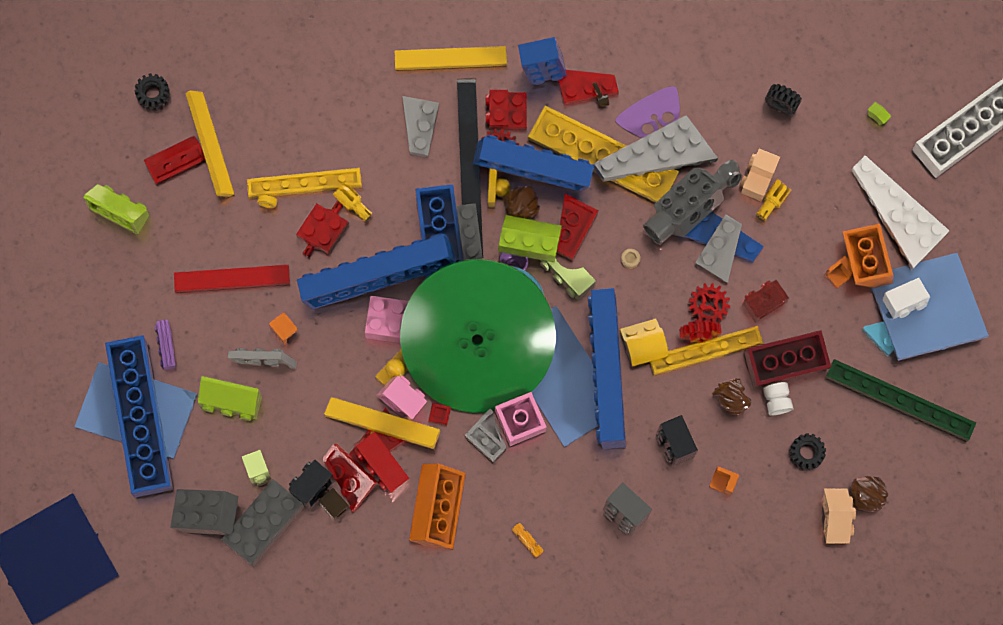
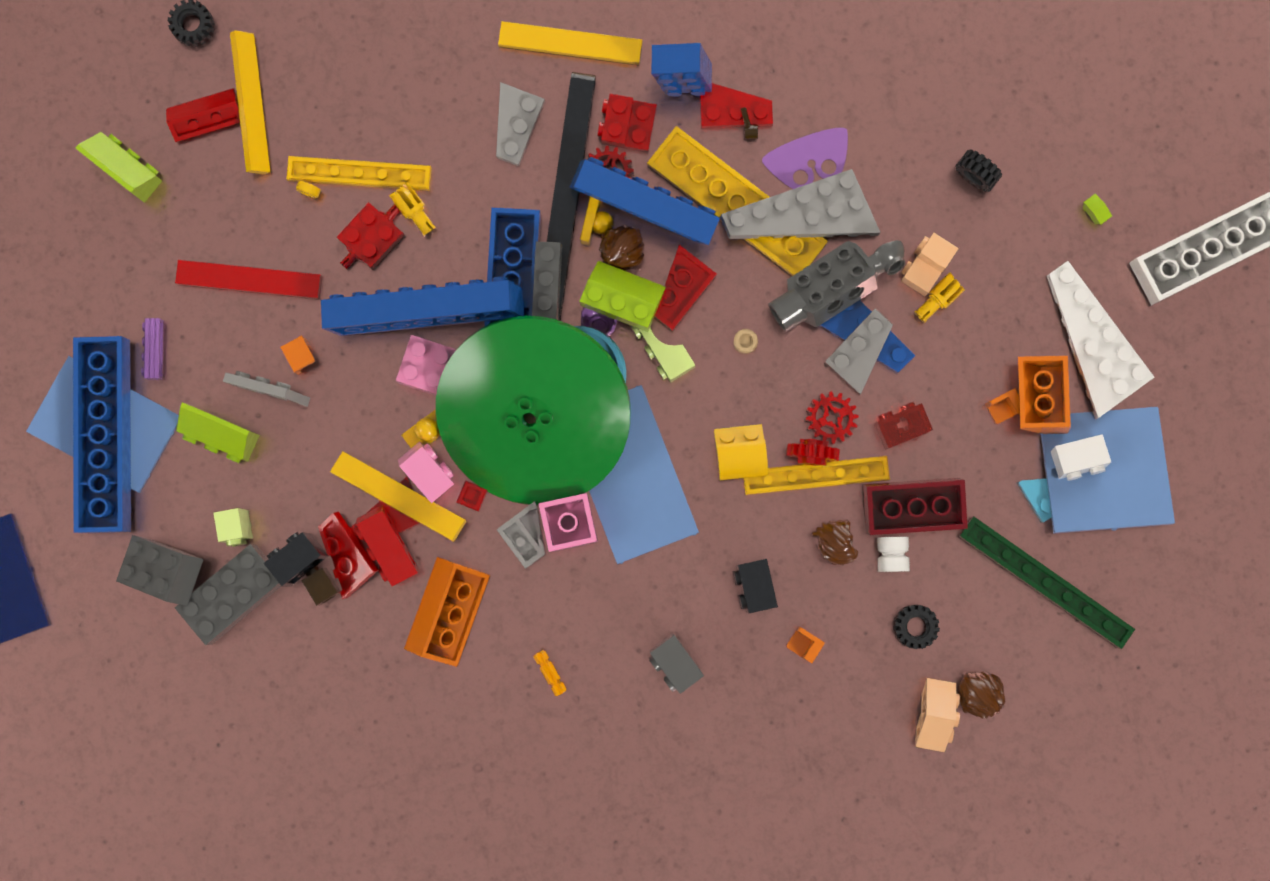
camera: 20 degrees right, 10 degrees up
(608, 368) = (688, 478): blue brick -> none

